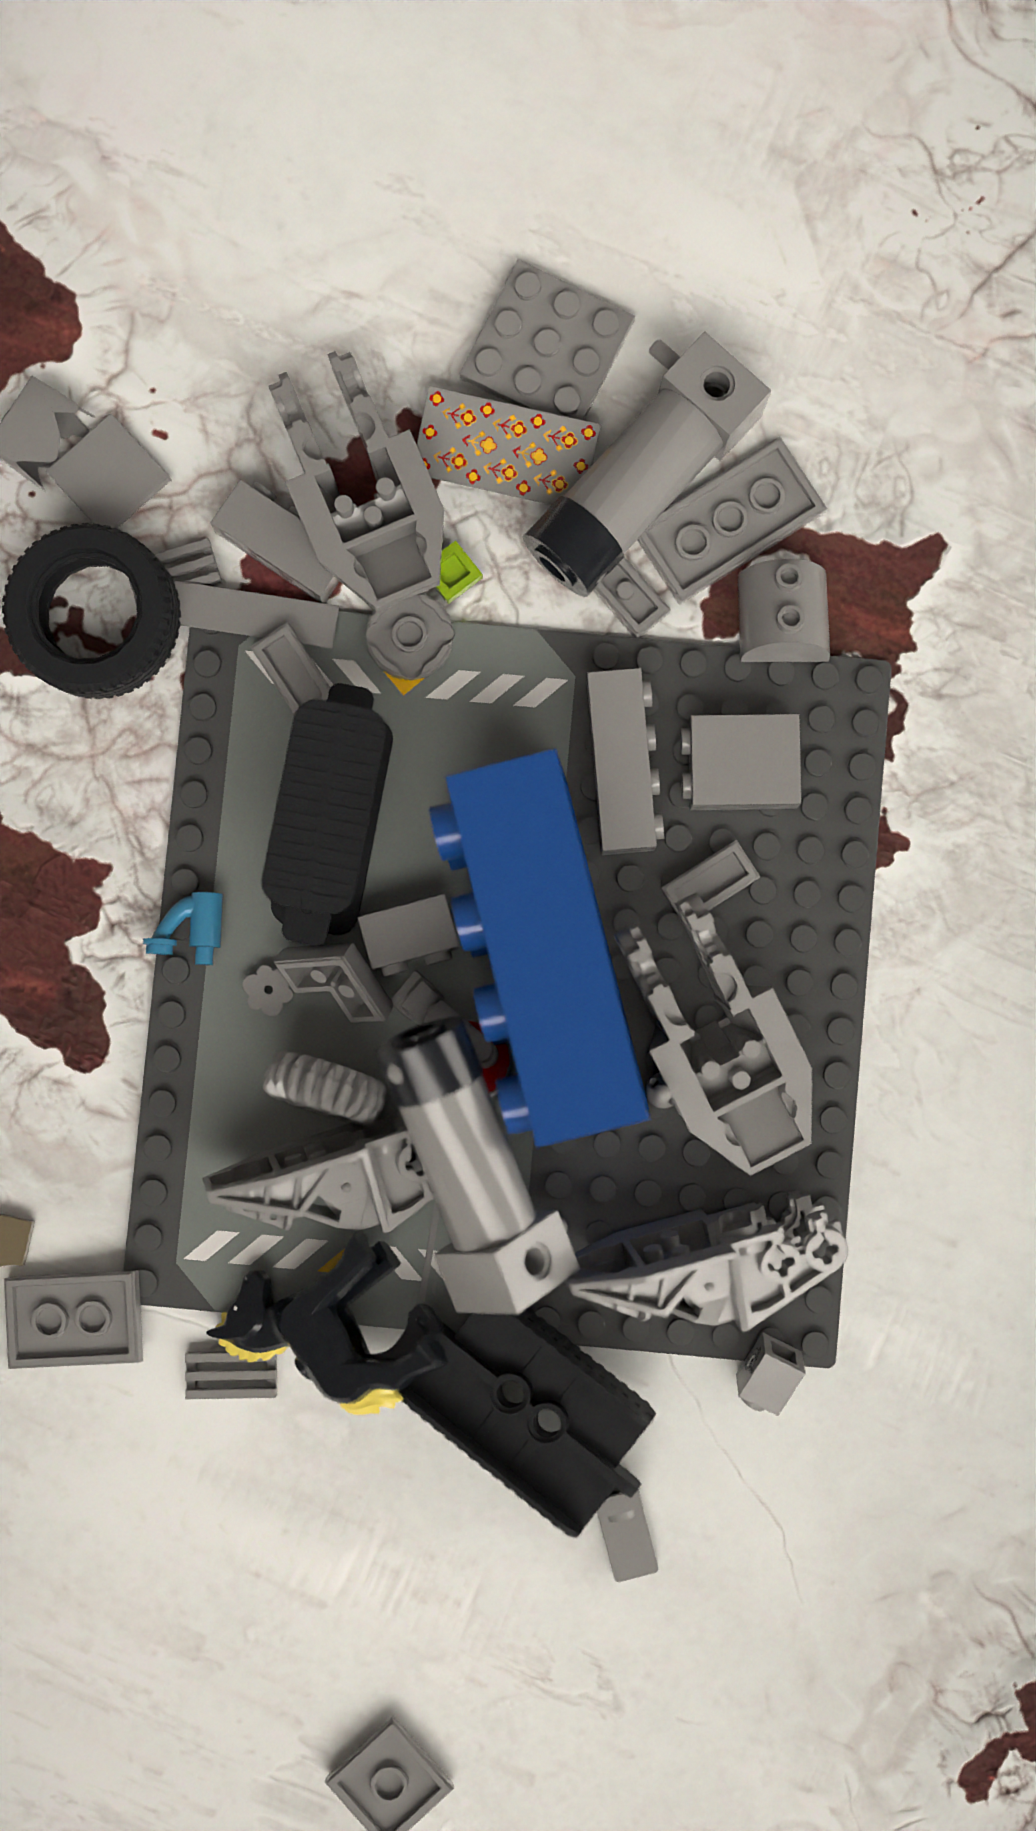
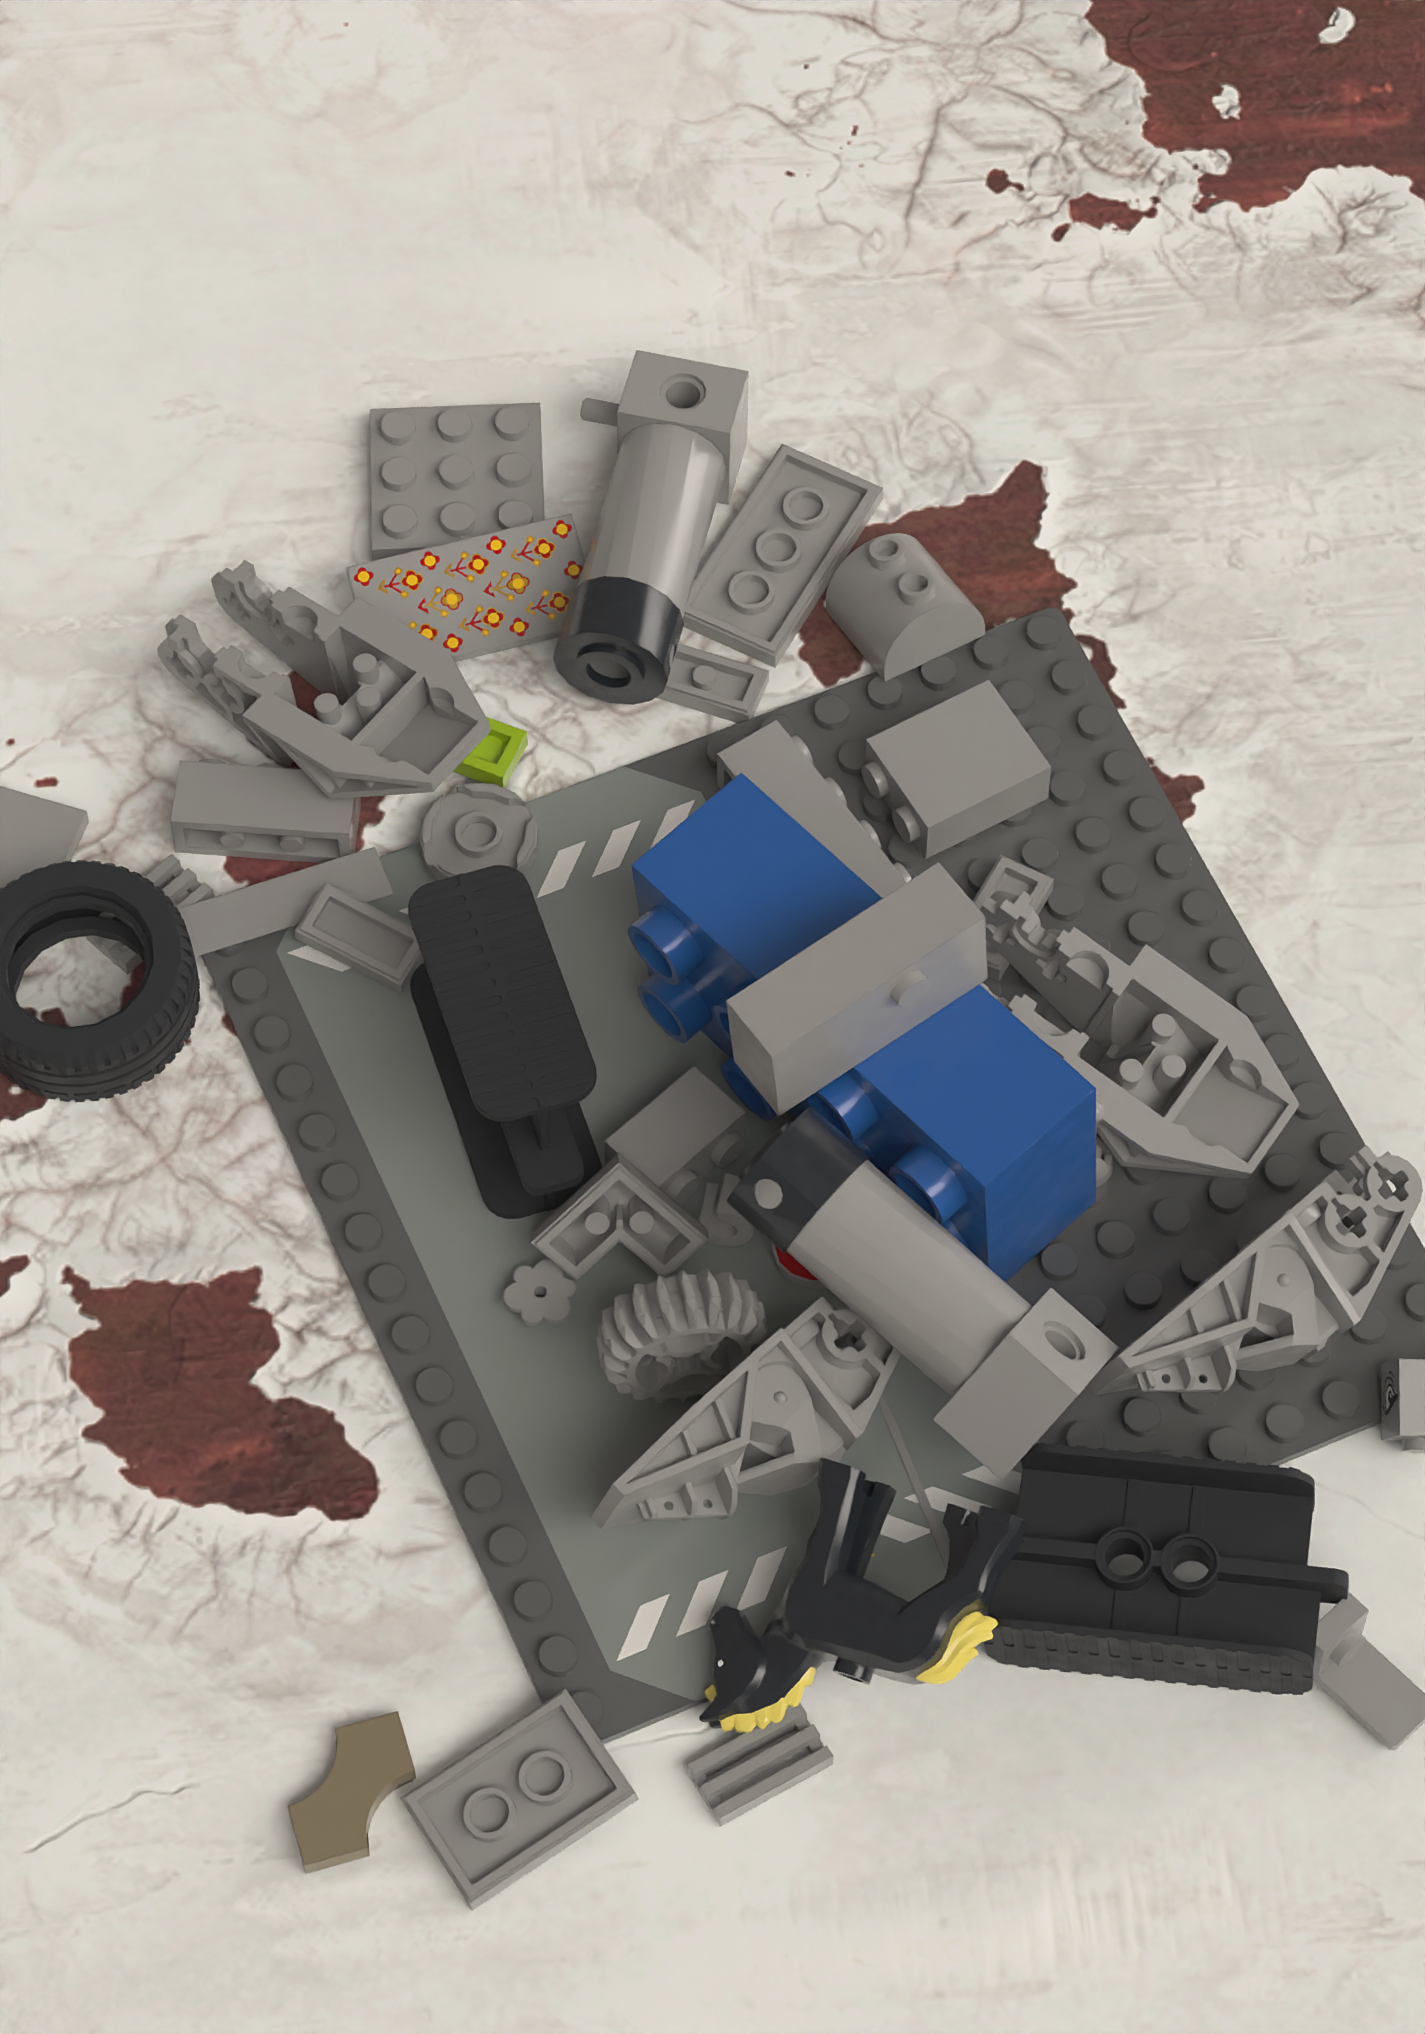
camera: 30 degrees left, 25 degrees down
(205, 926) = (420, 1259): dark azure plant -> none
(523, 977) = (858, 988): none -> light grey brick

